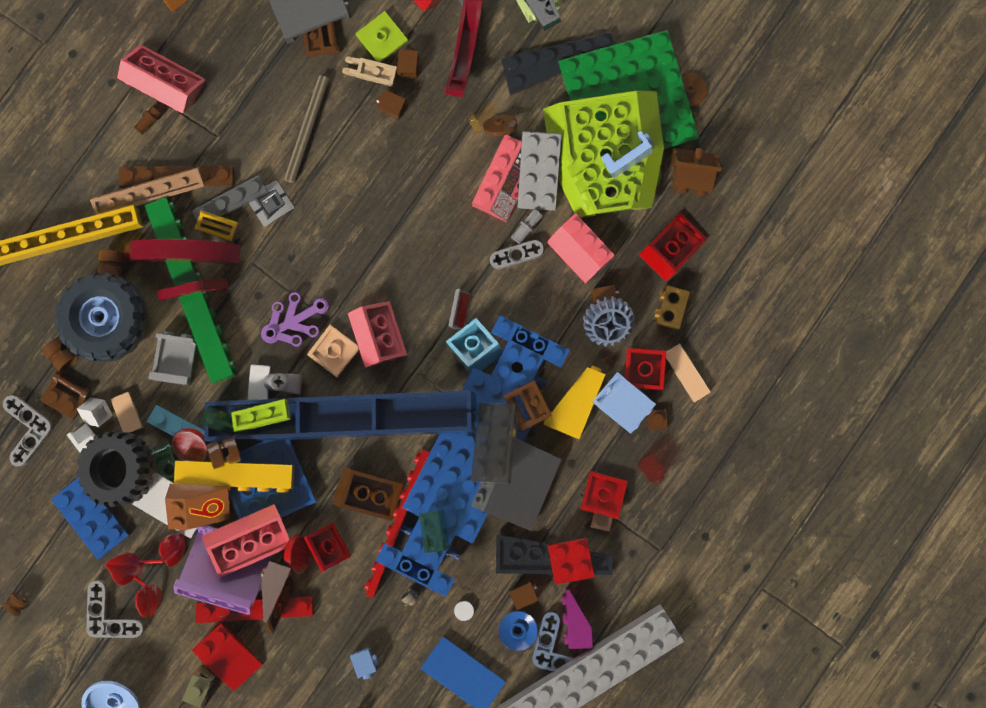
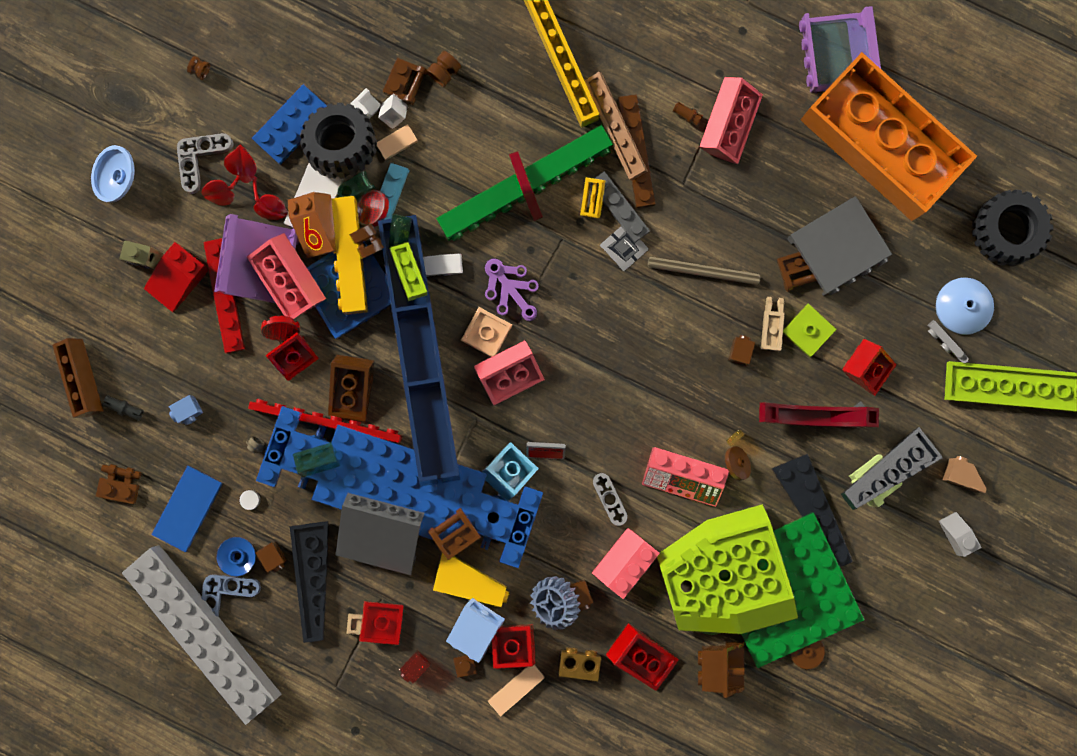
camera: 80 degrees right, 0 degrees up
(34, 431) = (367, 57): light grey beam -> none
(82, 311) = (479, 83): black wheel -> none
(110, 262) = (538, 101): reddish brown wheel -> none
(174, 358) = (455, 178): light grey panel -> none
(182, 250) = (561, 169): dark red arch -> none
(276, 590) = (241, 313): reddish brown slope -> none
(285, 383) = (447, 290): light grey piece -> none
(408, 63) = (787, 360): reddish brown brick -> none
(494, 443) = (411, 507): clear smoke plate -> none
(526, 226) = (639, 505): light grey axle -> none
(539, 170) = (697, 509): light grey plate -> none
(570, 561) = (310, 599): red brick -> none
(578, 629) = (245, 617): magenta slope -> none
(630, 159) = (721, 603): light blue panel -> none

